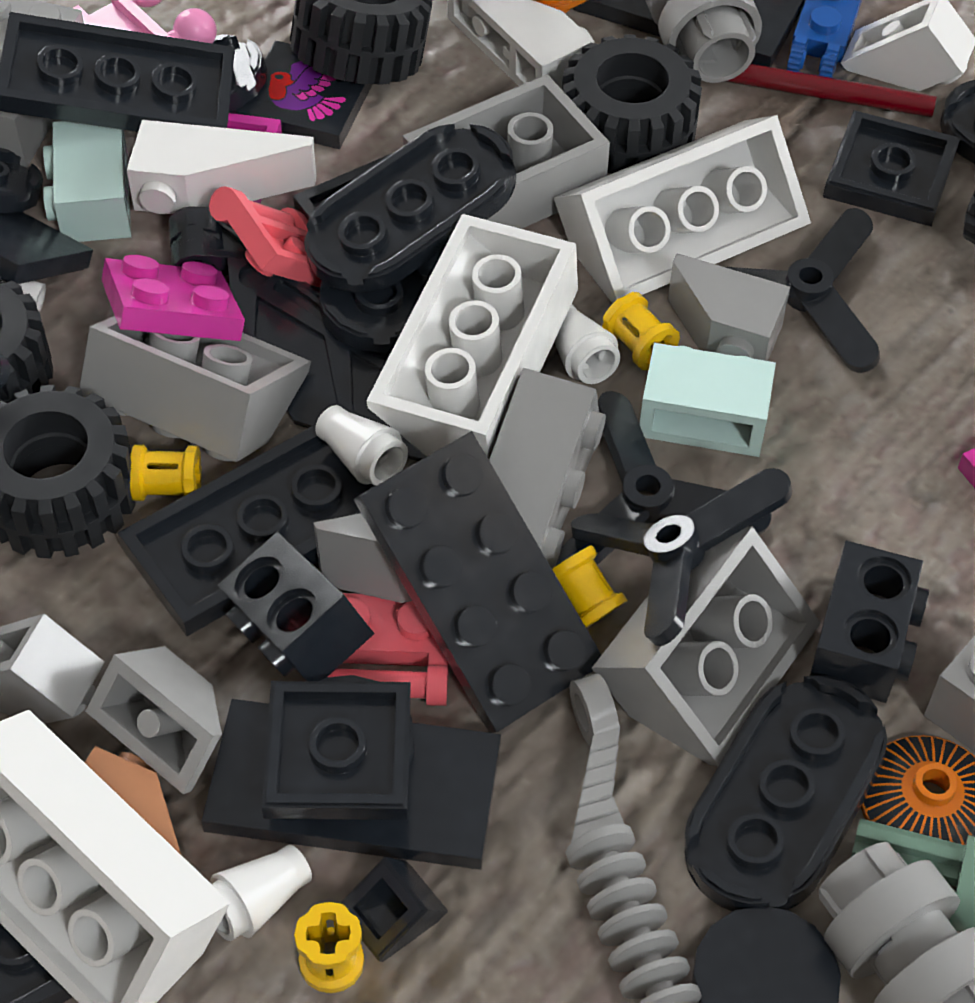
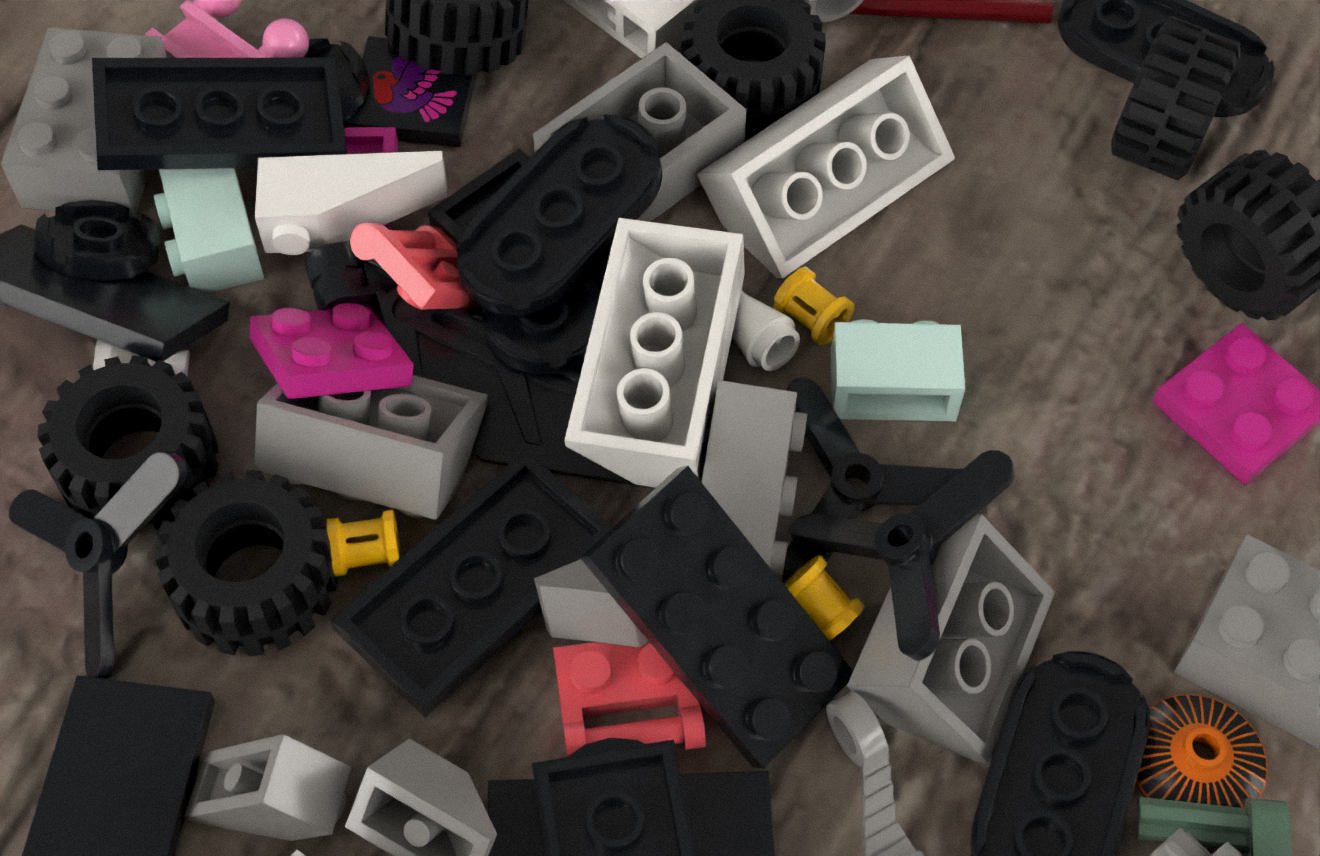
camera: 10 degrees left, 5 degrees up
(295, 610) = (524, 669): black brick -> none
(364, 446) = (566, 484): white cone -> none
(727, 308) = (895, 271): light grey slope -> none
(814, 293) = (980, 242): black piece -> none
(863, 620) = (1092, 584): black brick -> none
(891, 168) = (1023, 86): black tile -> none

